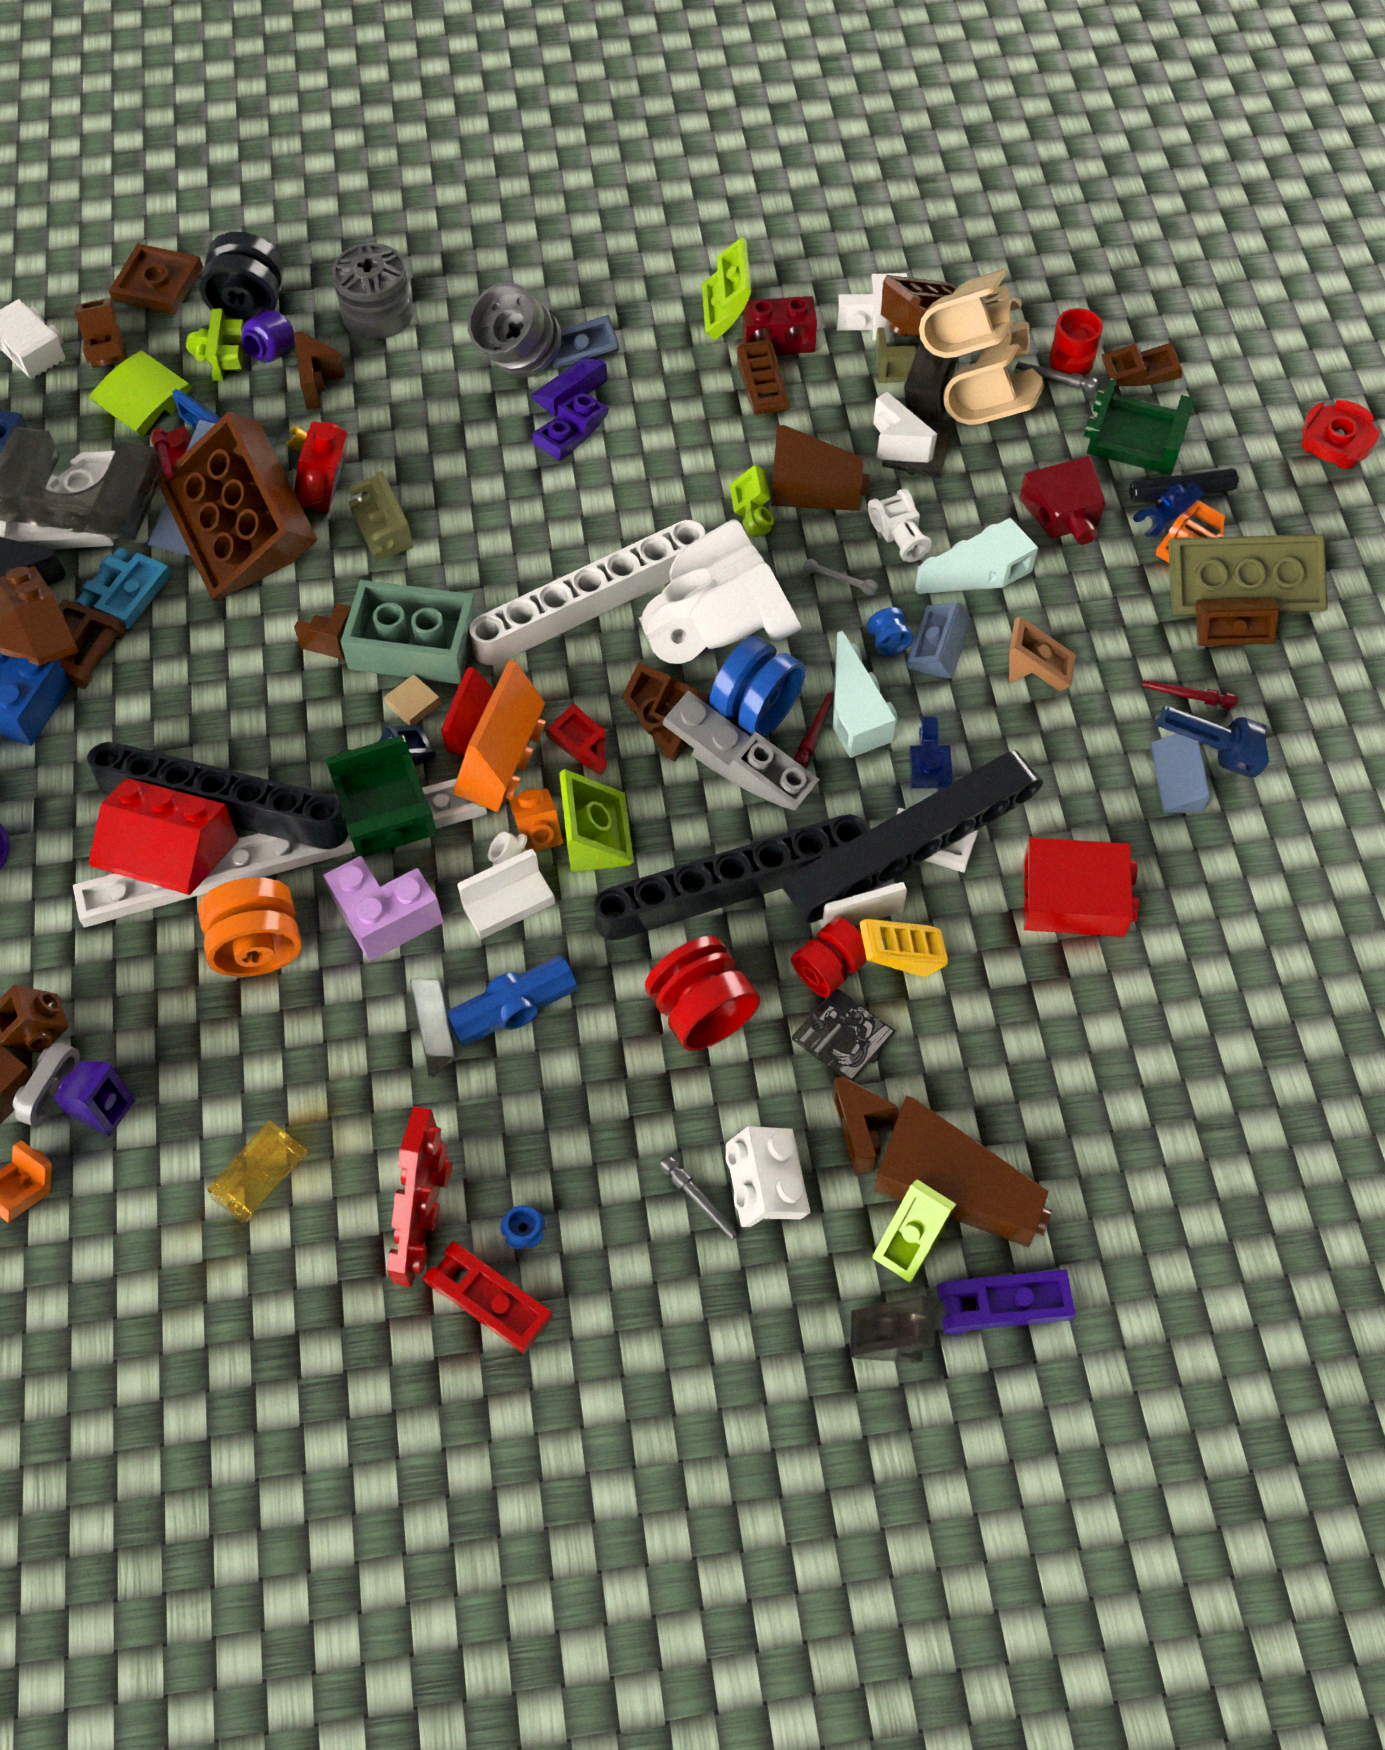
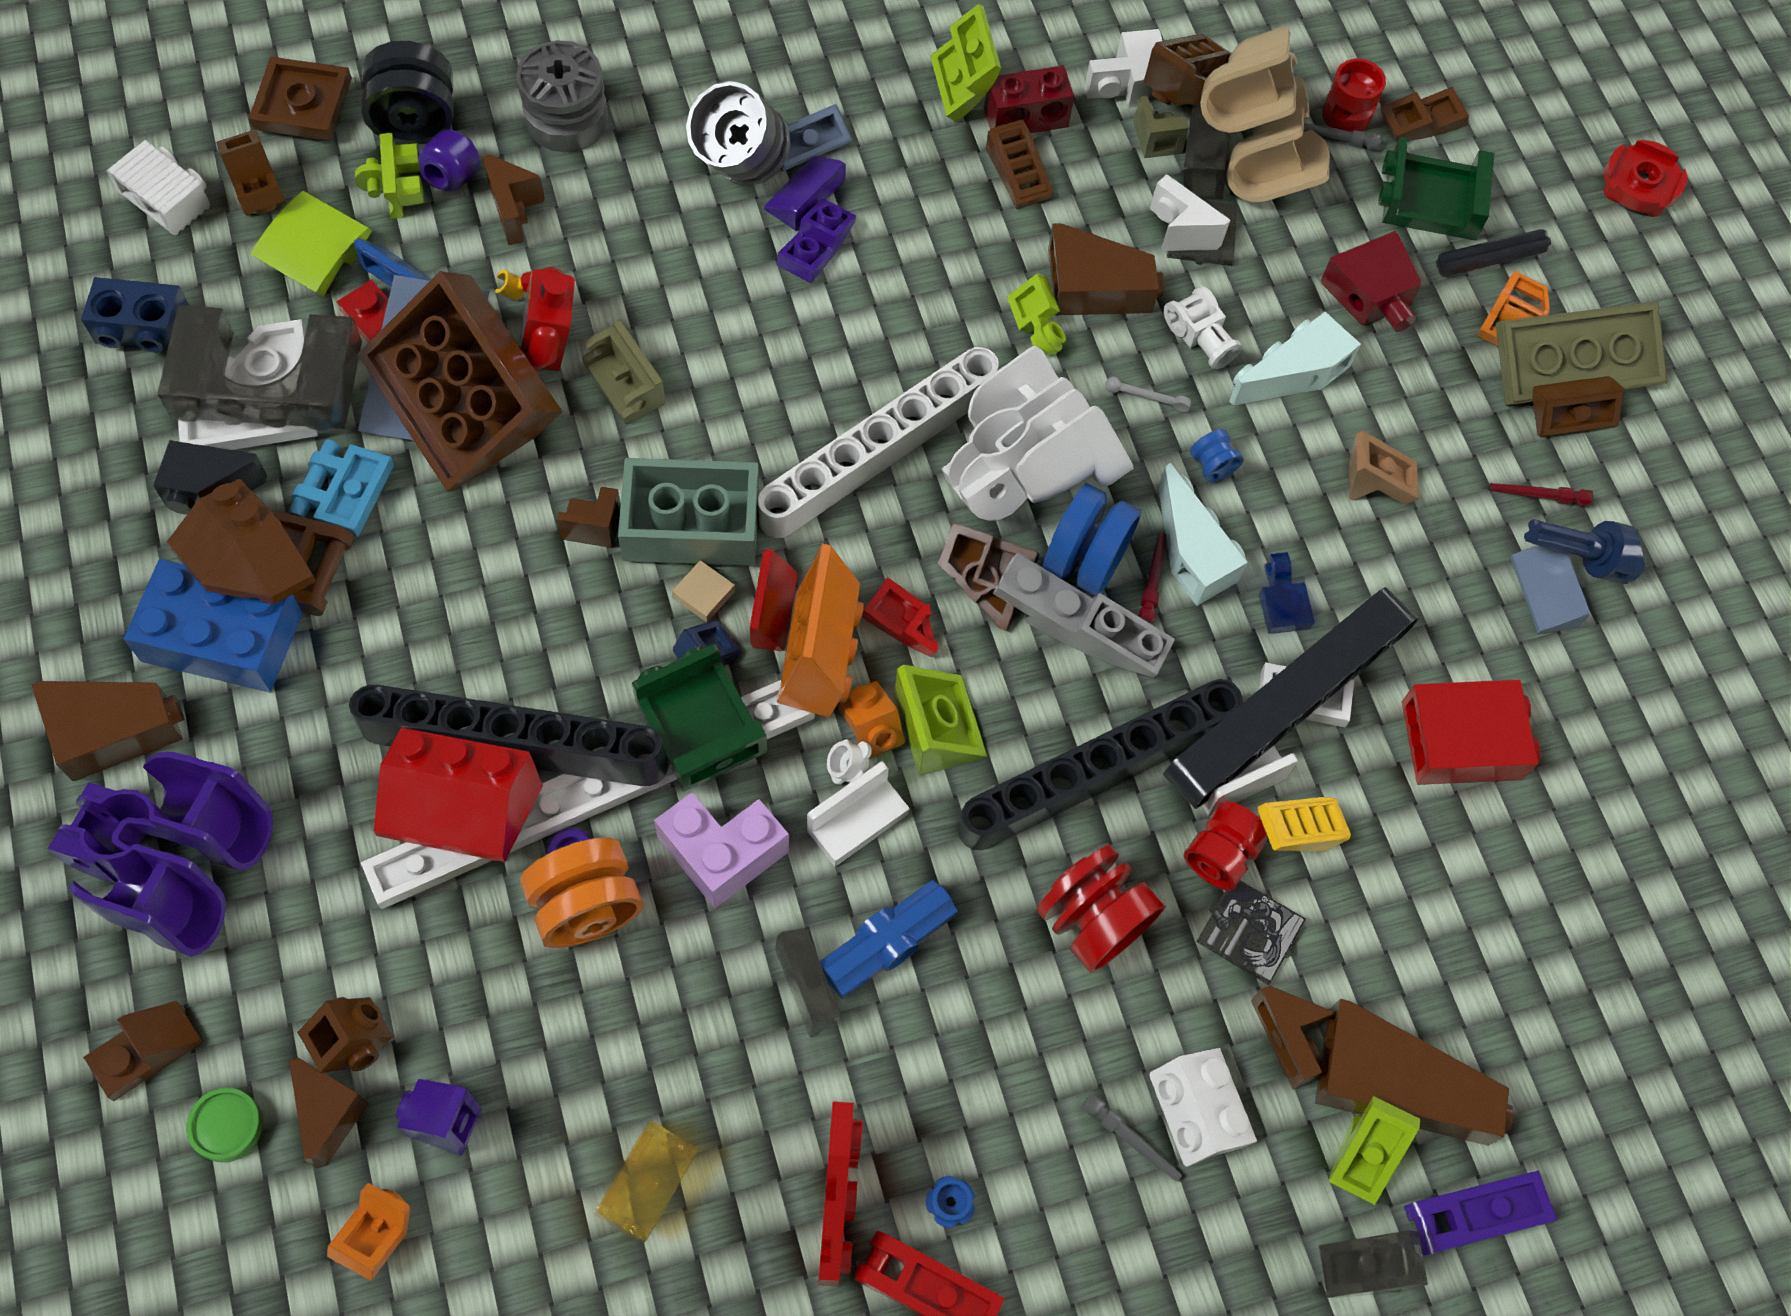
camera: 15 degrees left, 5 degrees up
(36, 1099) = (385, 1090): light grey plate -> none
(162, 445) = (355, 309): dark red piece -> none
(939, 640) = (1267, 458): sand blue slope -> none
(1175, 502) = (1490, 278): clear blue plate -> none

